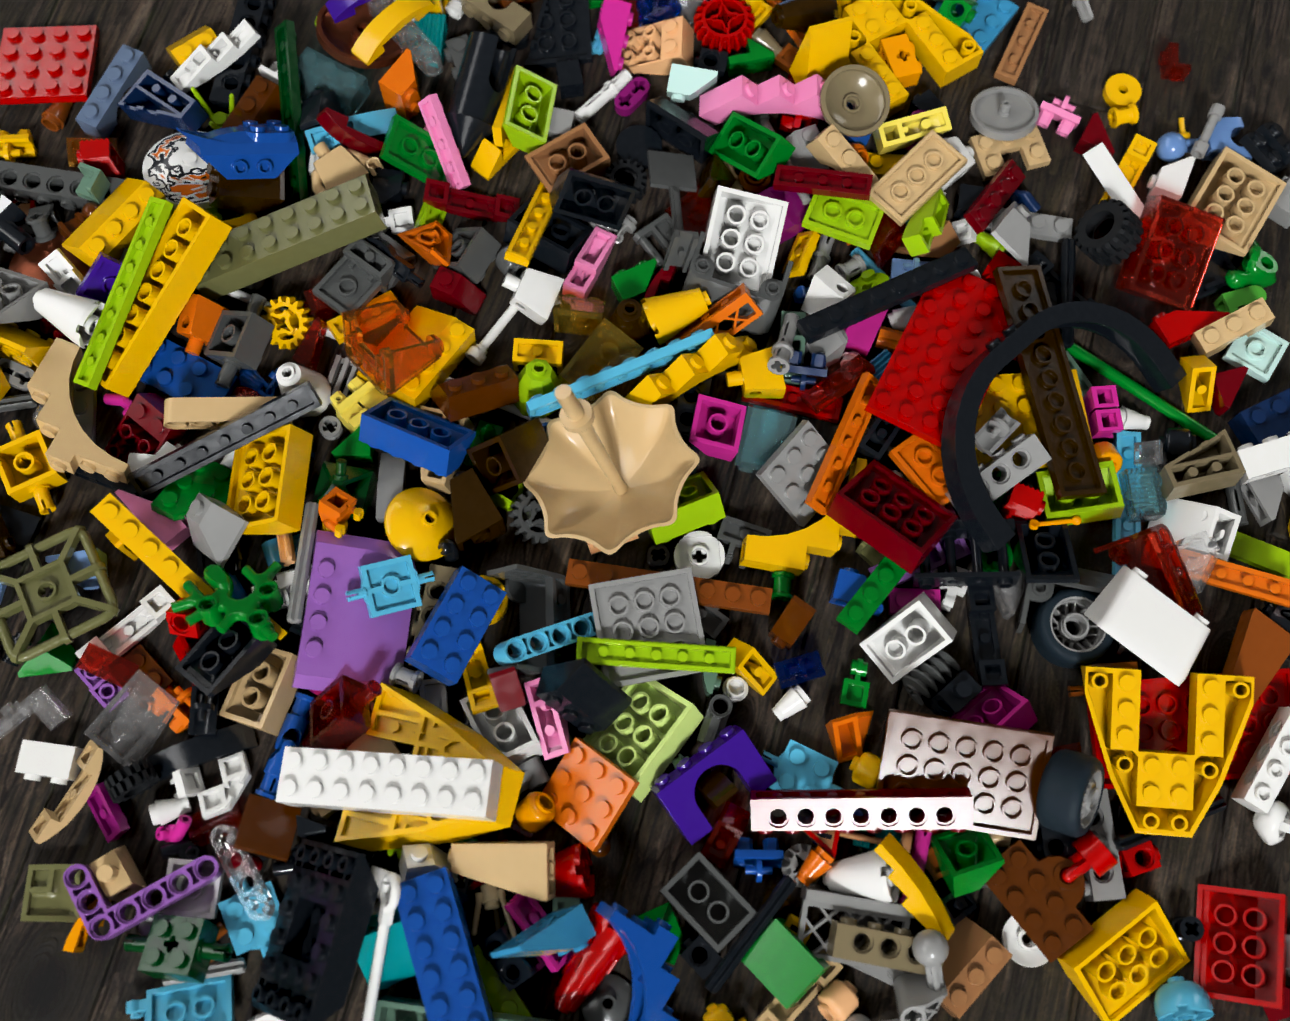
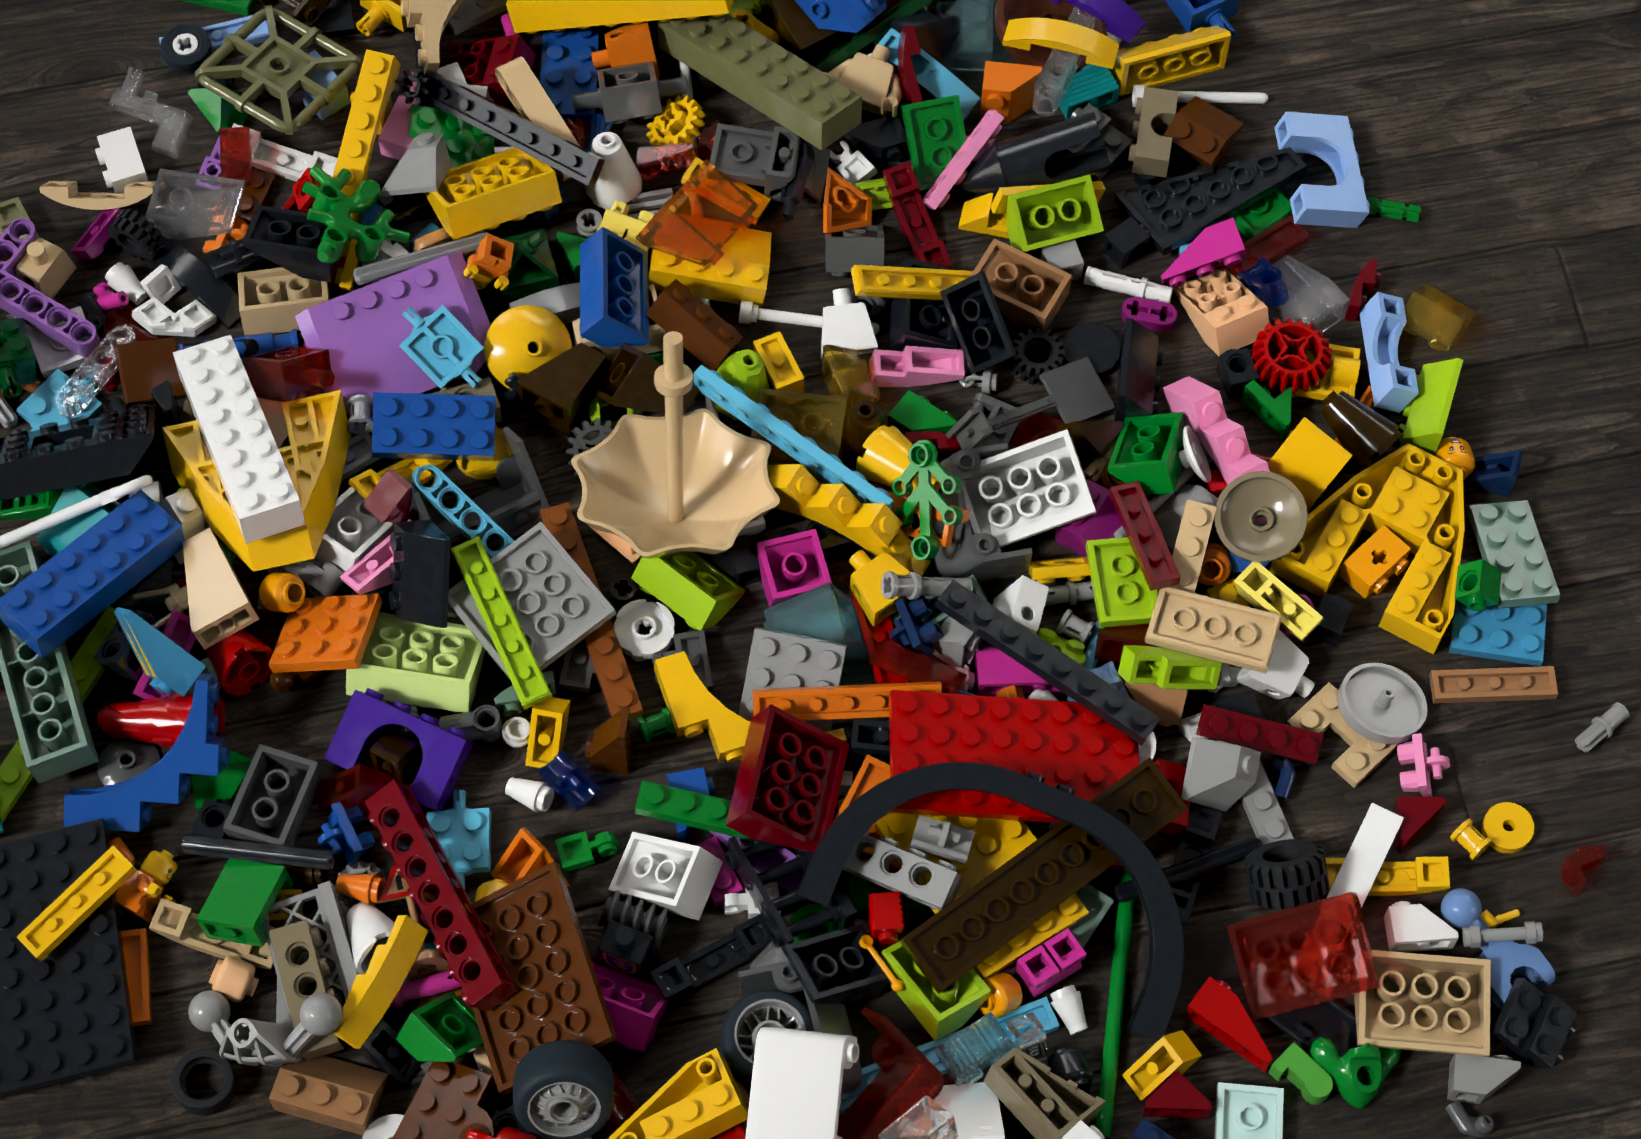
camera: 65 degrees right, 10 degrees down
(142, 501) = (420, 90): none -> black gear
(457, 291) = (806, 259): dark red slope -> none
(689, 82) = (1191, 355): light aqua slope -> none
(723, 302) = (922, 463): none -> green plant
(765, 39) = (1305, 406): dark tan cone -> none
(772, 120) = (1194, 455): none -> white dish
(1239, 323) = (1270, 1077): tan arch -> none

